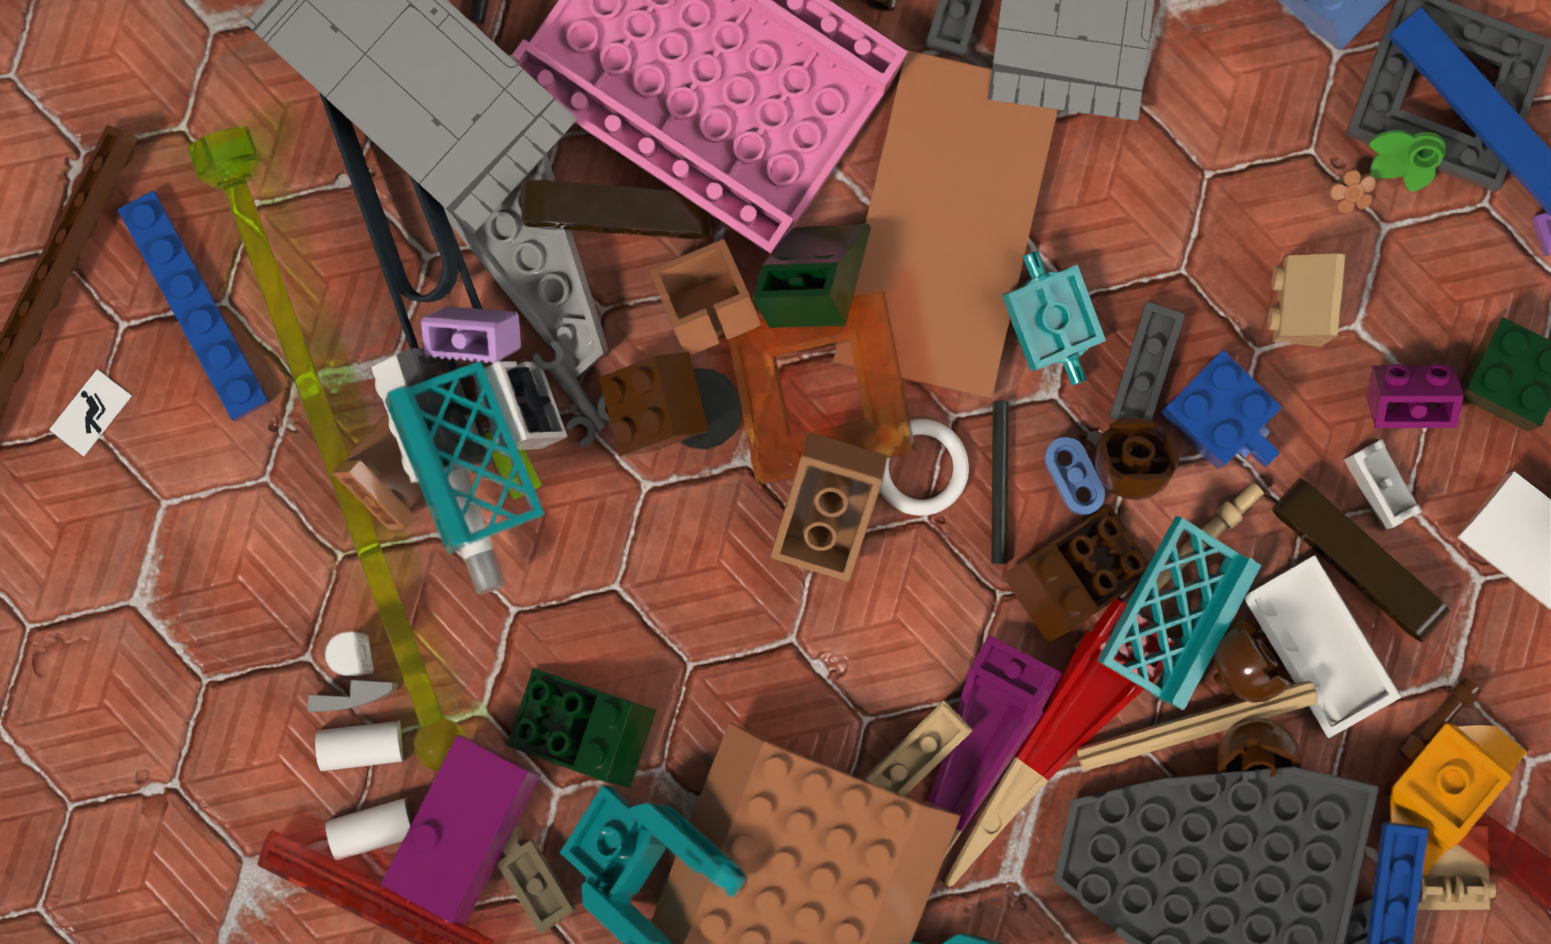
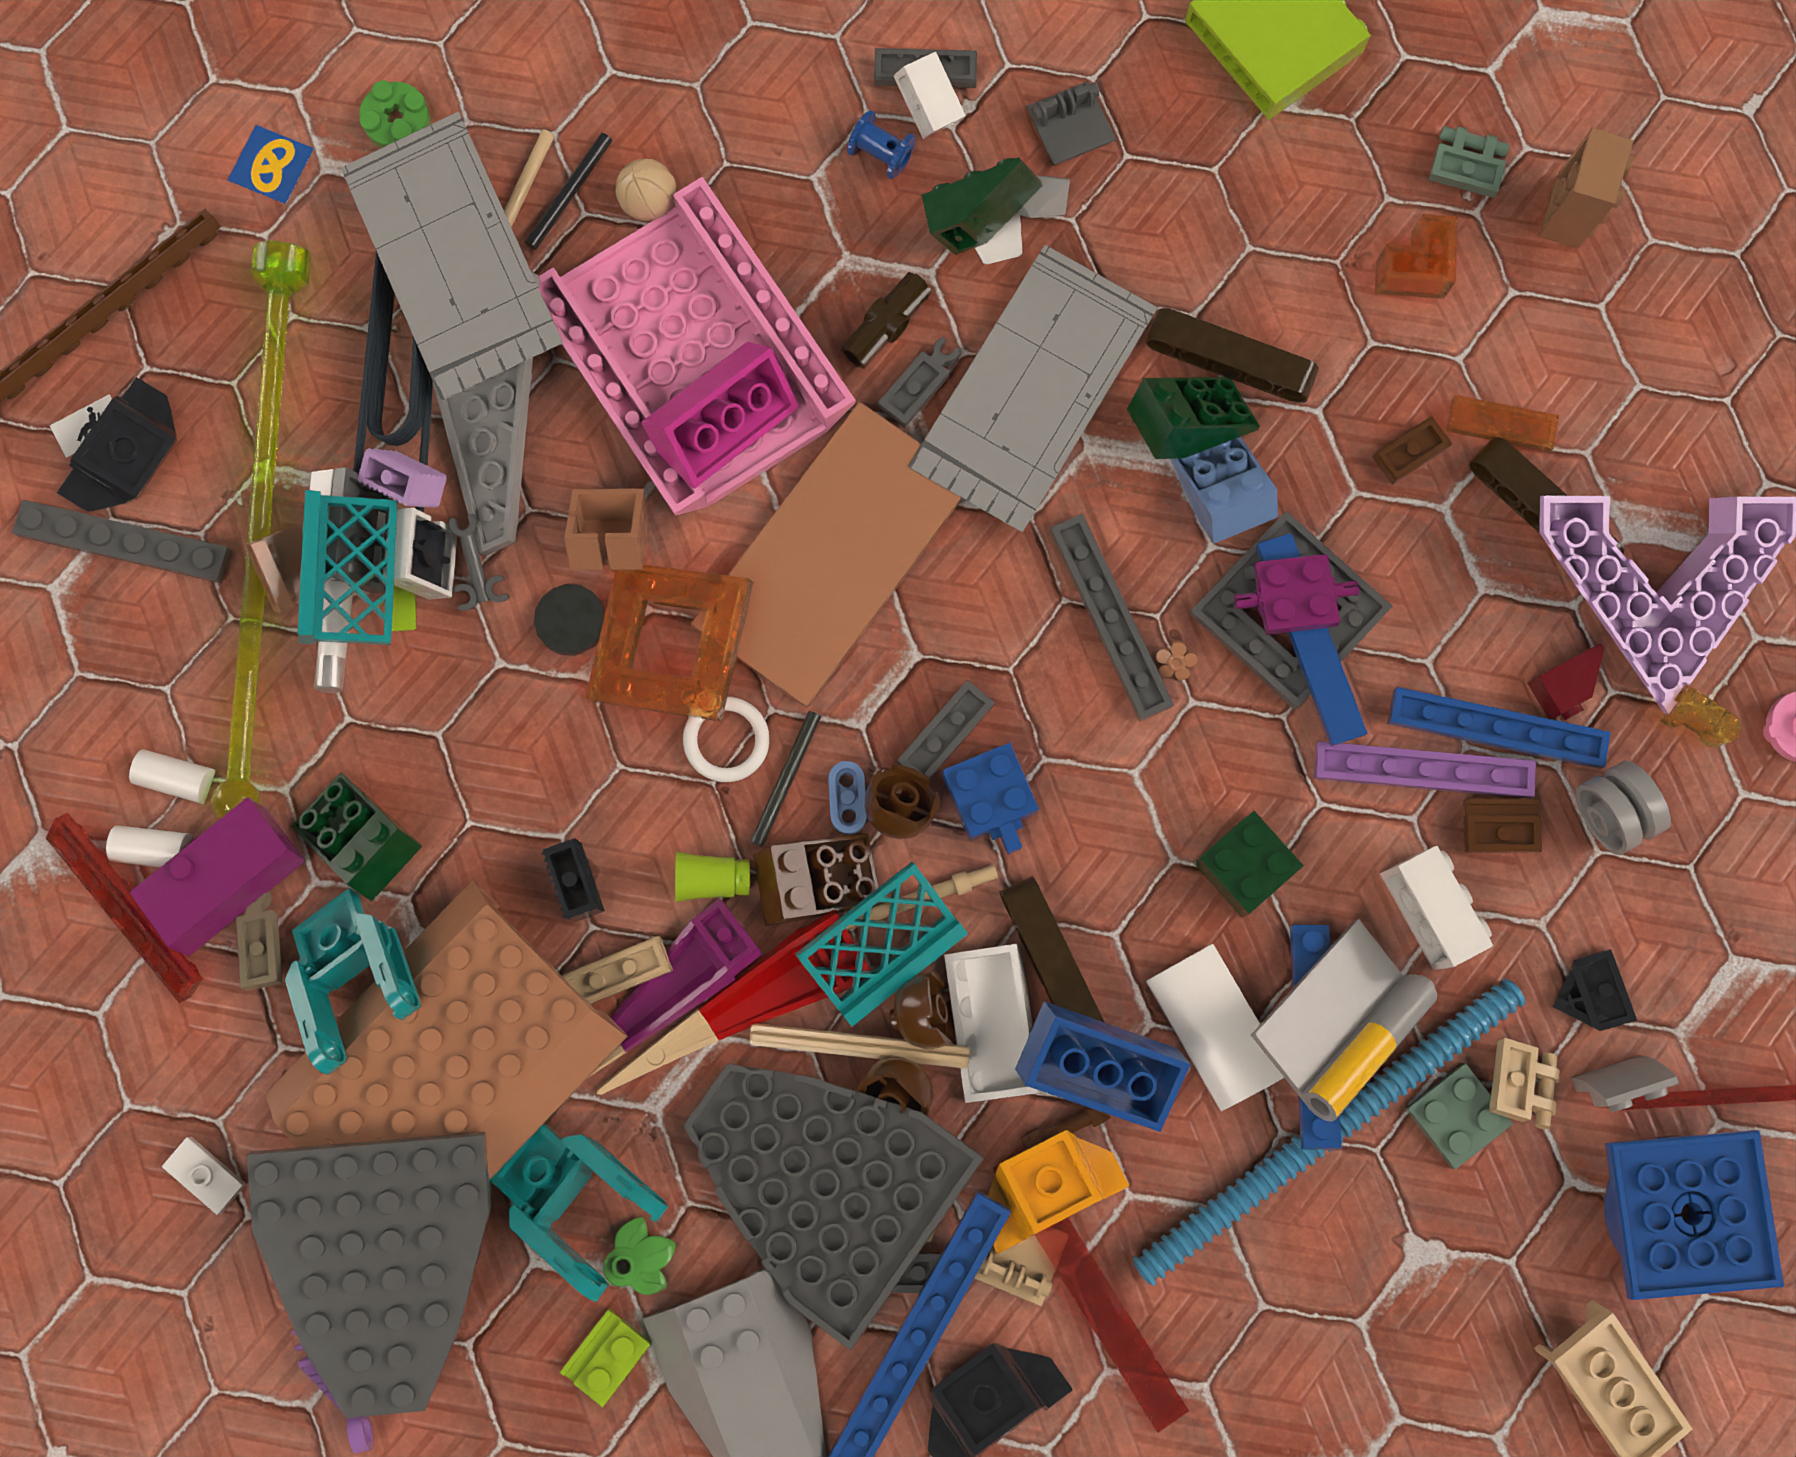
camera: 20 degrees right, 5 degrees down
(146, 424) = (121, 450): none -> black piece
(152, 45) = (270, 164): none -> blue sticker
(187, 521) = (122, 541): none -> dark grey plate
(193, 306) = (206, 376): blue plate -> none
(350, 654) = (193, 696): white brick -> none
(361, 694) = (187, 734): light grey slope -> none
(612, 210) = (562, 428): dark brown beam -> none
(653, 404) = (527, 596): reddish brown brick -> none
(773, 124) = (721, 413): none -> dark pink slope
(812, 276) = (697, 546): dark green slope -> none
(829, 506) = (630, 735): medium nougat brick -> none
(832, 680) = (573, 880): none -> black brick
(969, 617) = (710, 877): none -> lime plant
(1053, 317) = (885, 661): teal plate -> none
(1265, 171) = (1111, 617): none -> dark grey plate
(1307, 299) = (1098, 730): tan slope -> none
(1382, 485) = (1100, 910): white hinge -> none
(1407, 157) = (1227, 649): bright green plate -> none
(1414, 396) = (1155, 847): magenta brick -> none
(1454, 71) = (1296, 594): none -> magenta plate
(1457, 644) = (1102, 1066): none -> blue brick

